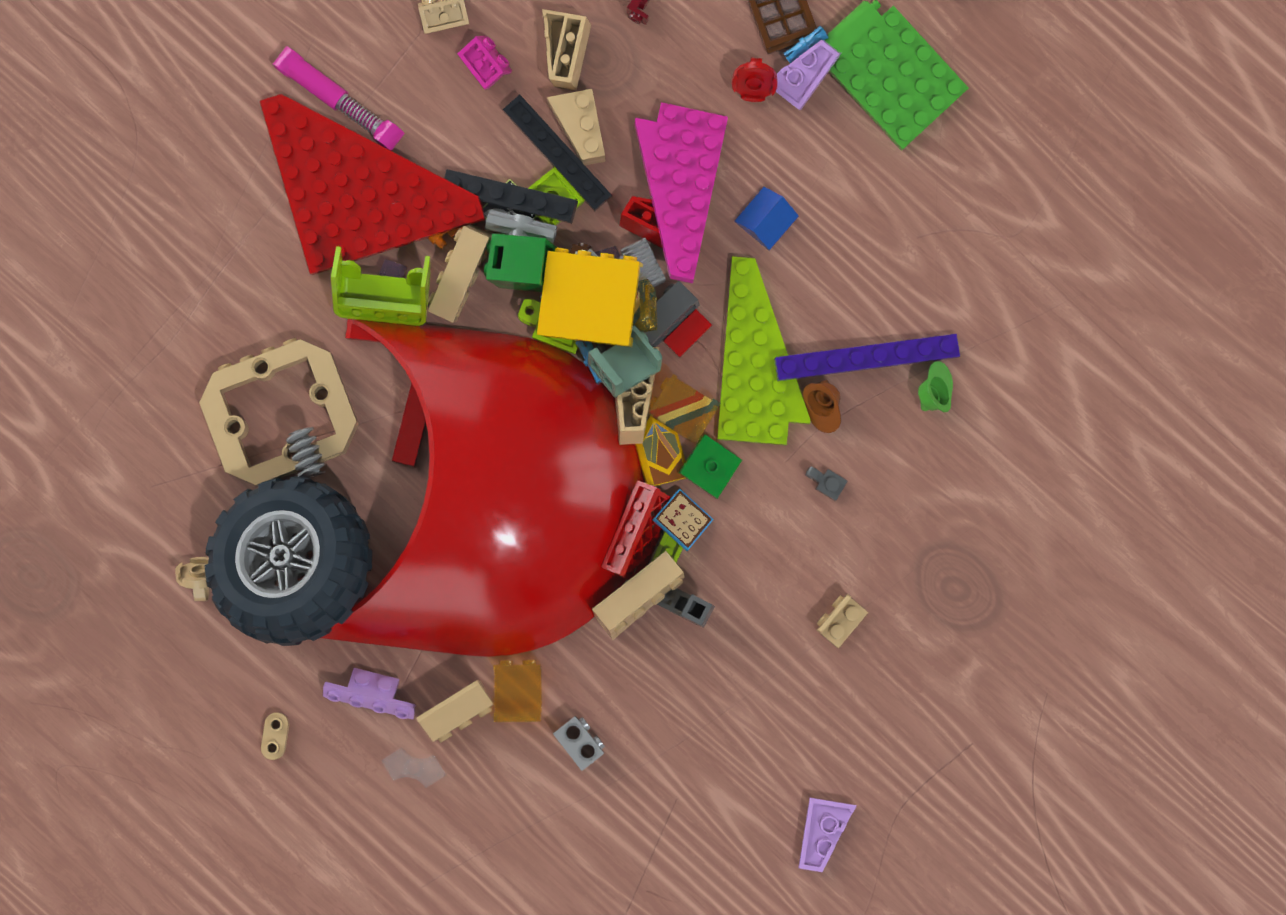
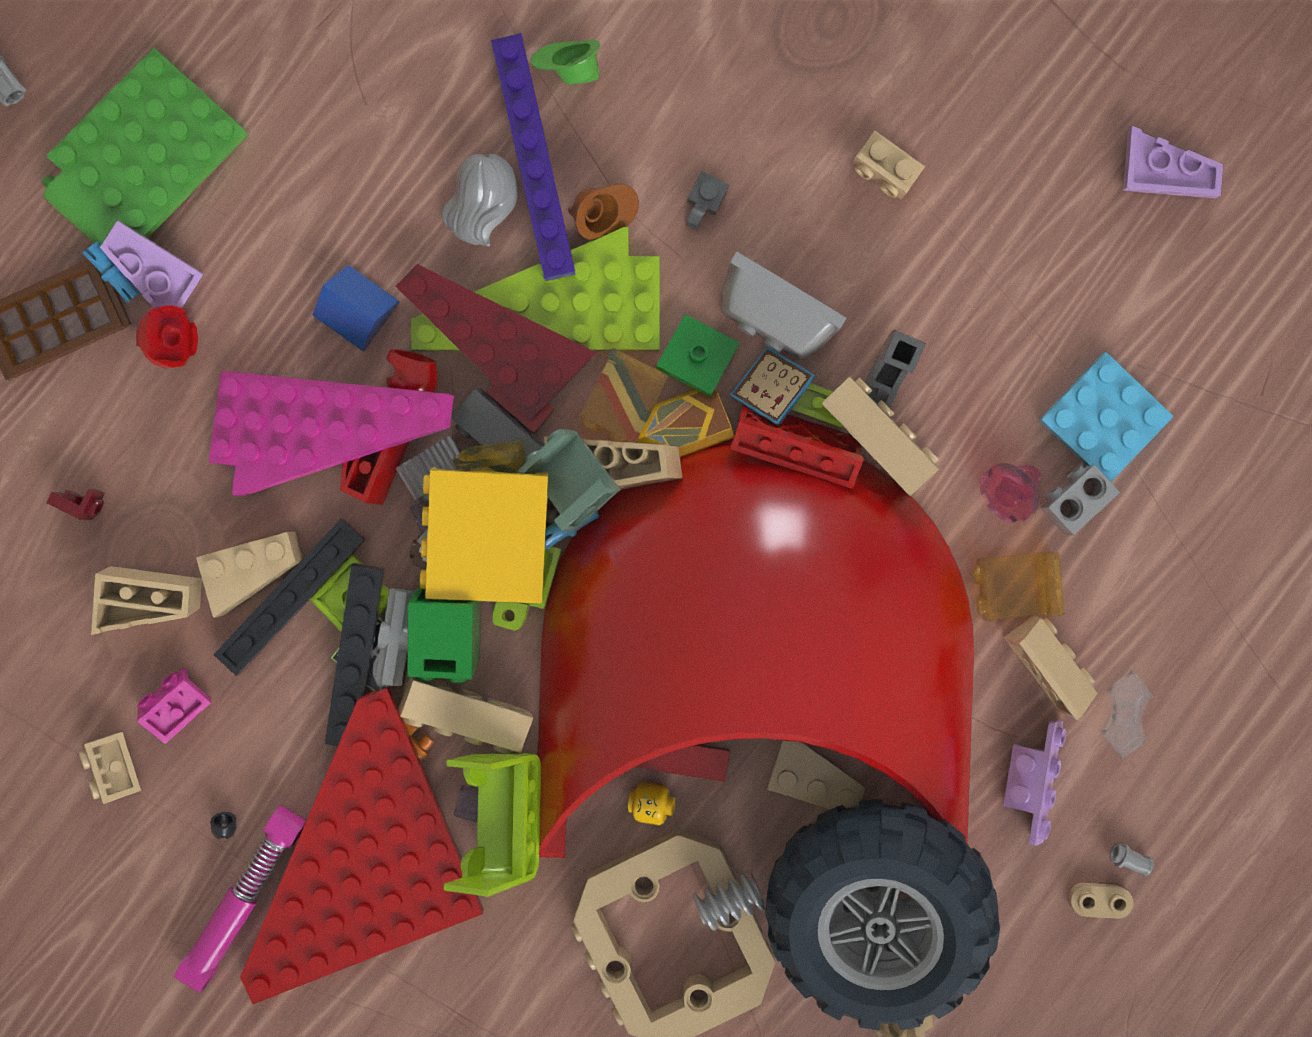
camera: 90 degrees left, 5 degrees up
(304, 760) = (1125, 857): none -> light grey pin
(380, 404) = (651, 803): none -> yellow head
(389, 523) = (812, 778): none -> tan wing
(392, 94) = (220, 819): none -> black hinge
(590, 689) = (1012, 491): none -> clear pink tile
(638, 770) = (1106, 417): none -> medium azure plate
(714, 256) = (412, 371): none -> red helmet
(726, 327) = (511, 350): none -> dark red wing
(737, 526) = (776, 310): none -> light grey windscreen
(838, 317) = (482, 198): none -> light grey piece

